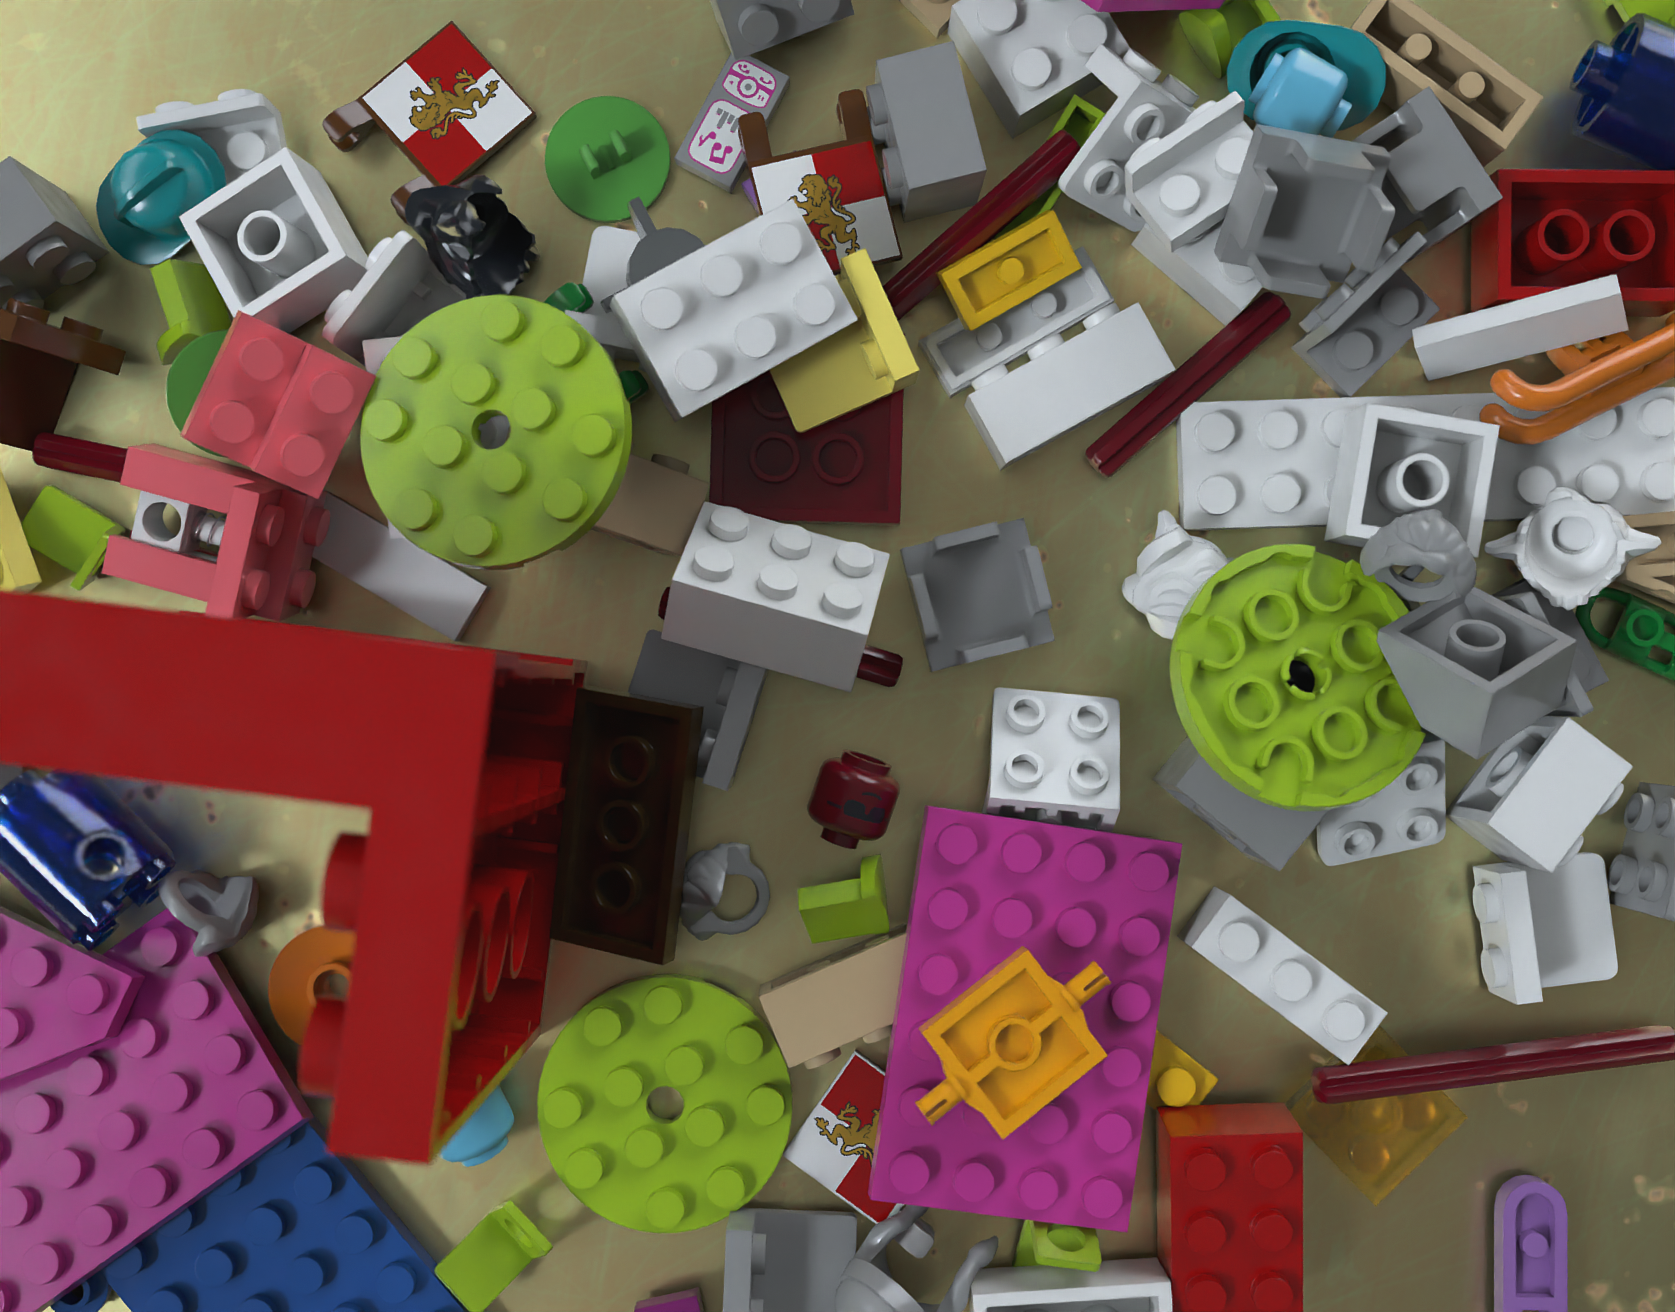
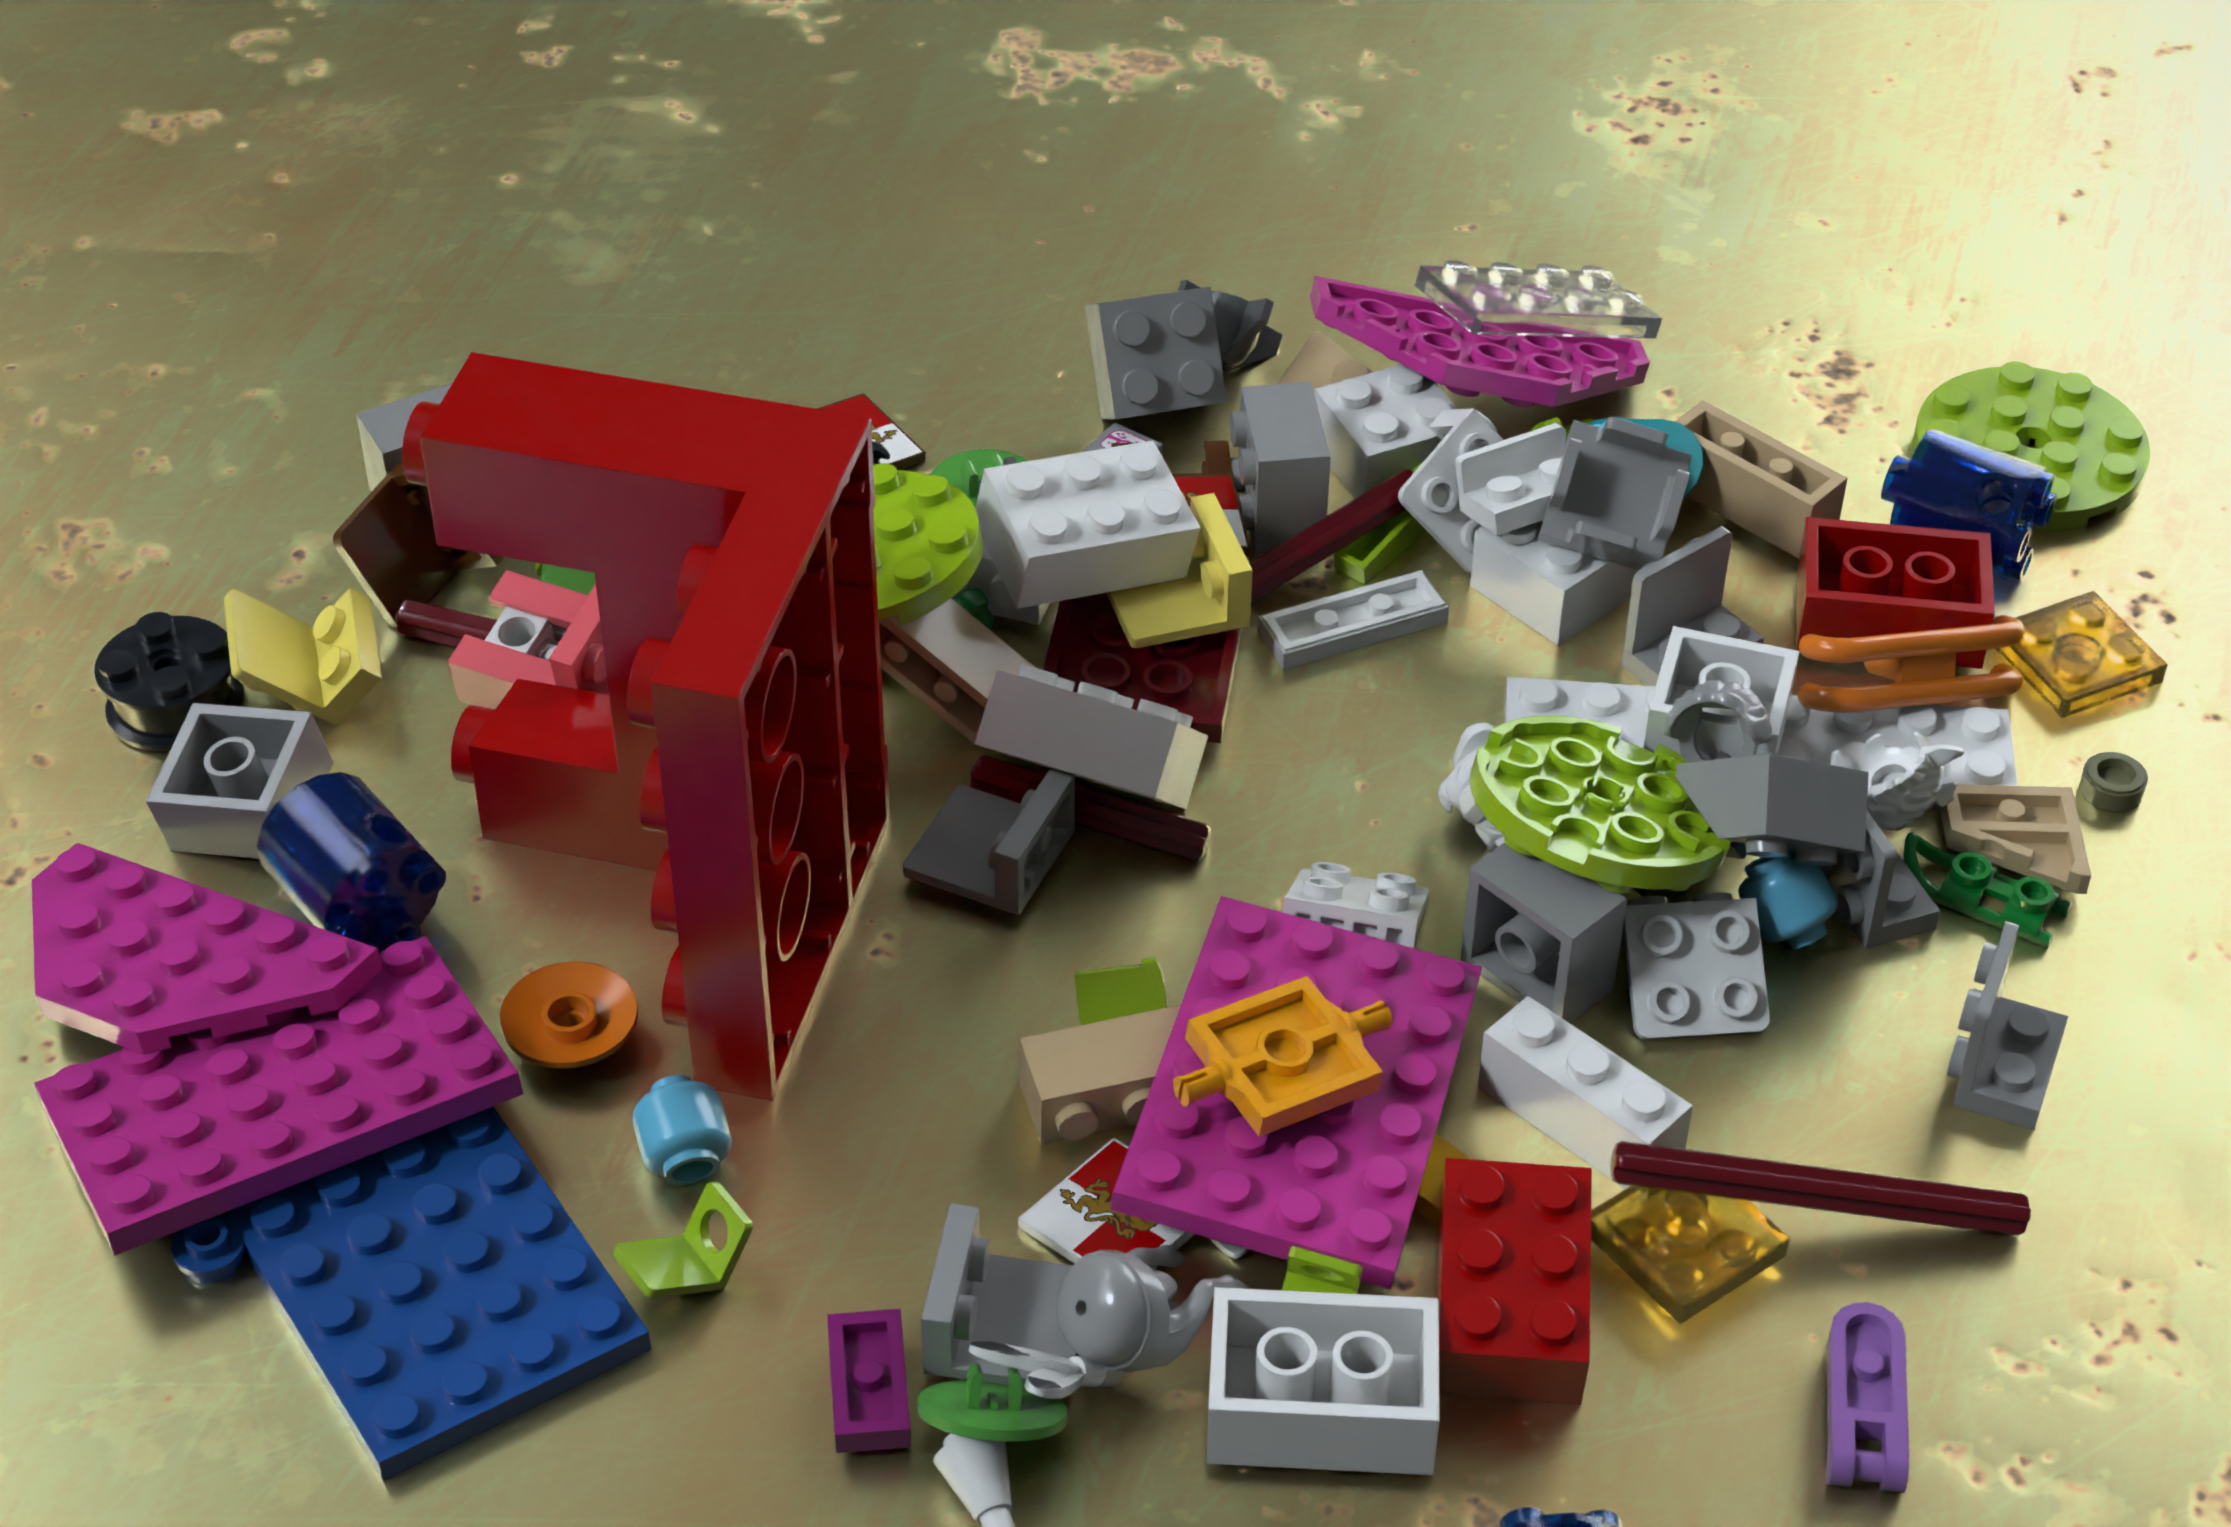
camera: 10 degrees right, 45 degrees down
(69, 533) = (415, 669): lime bracket -> none
(213, 907) = (459, 939): light grey piece -> none
(626, 823) = (906, 904): dark brown plate -> none
(657, 1169) = (883, 1222): lime plate -> none
(704, 886) = (968, 1002): light grey piece -> none
(853, 798) = (1144, 915): dark red head -> none
(978, 593) = (1292, 791): light grey panel -> none
(1009, 270) = (1347, 563): yellow plate -> none
(1067, 383) = (1397, 653): white brick -> none
(1188, 384) = (1527, 662): dark red axle -> none
(1430, 170) = (1757, 515): light grey panel -> none
(1521, 328) = (1867, 609): white tile -> none
(1540, 793) = (1854, 957): white brick -> none
(1544, 926) = (1872, 1093): white bracket -> none

